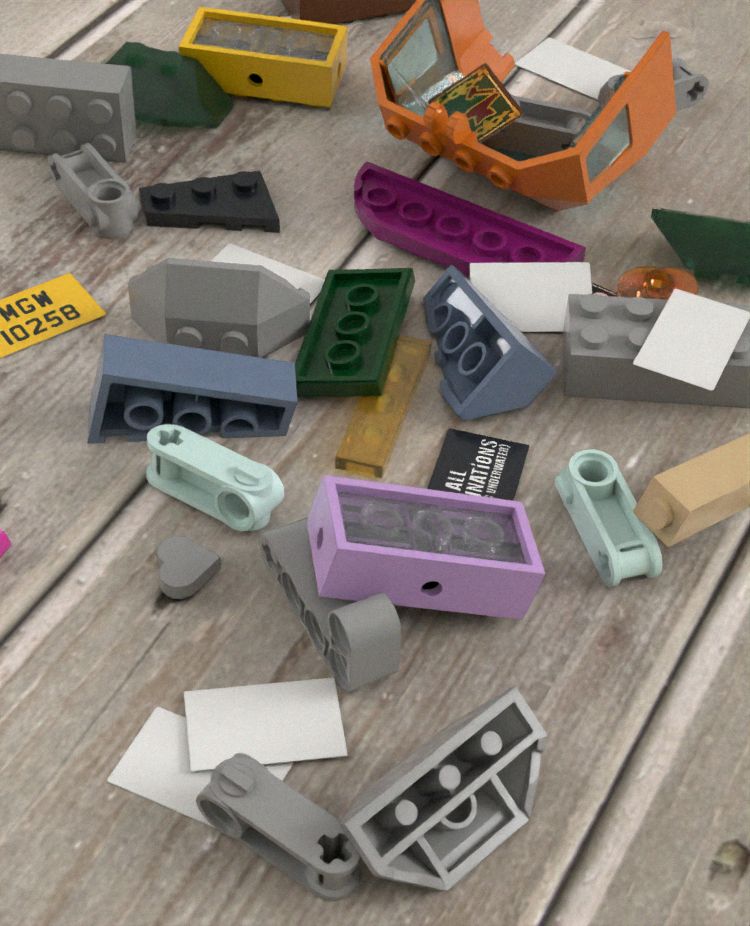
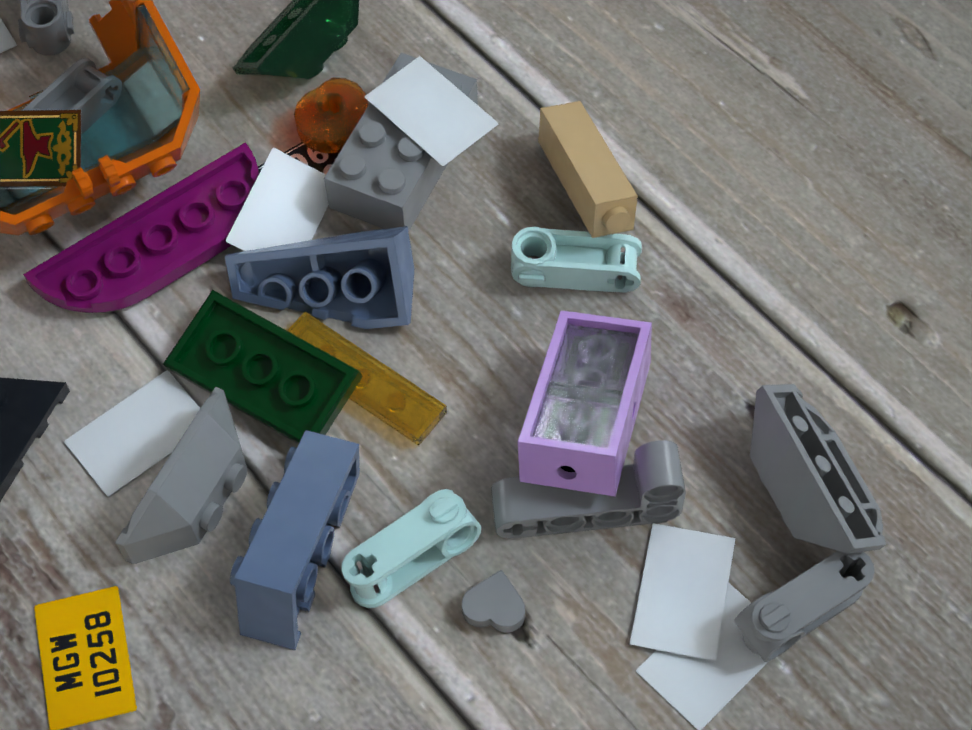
camera: 65 degrees left, 15 degrees up
(479, 465) = (480, 344): black sticker -> none

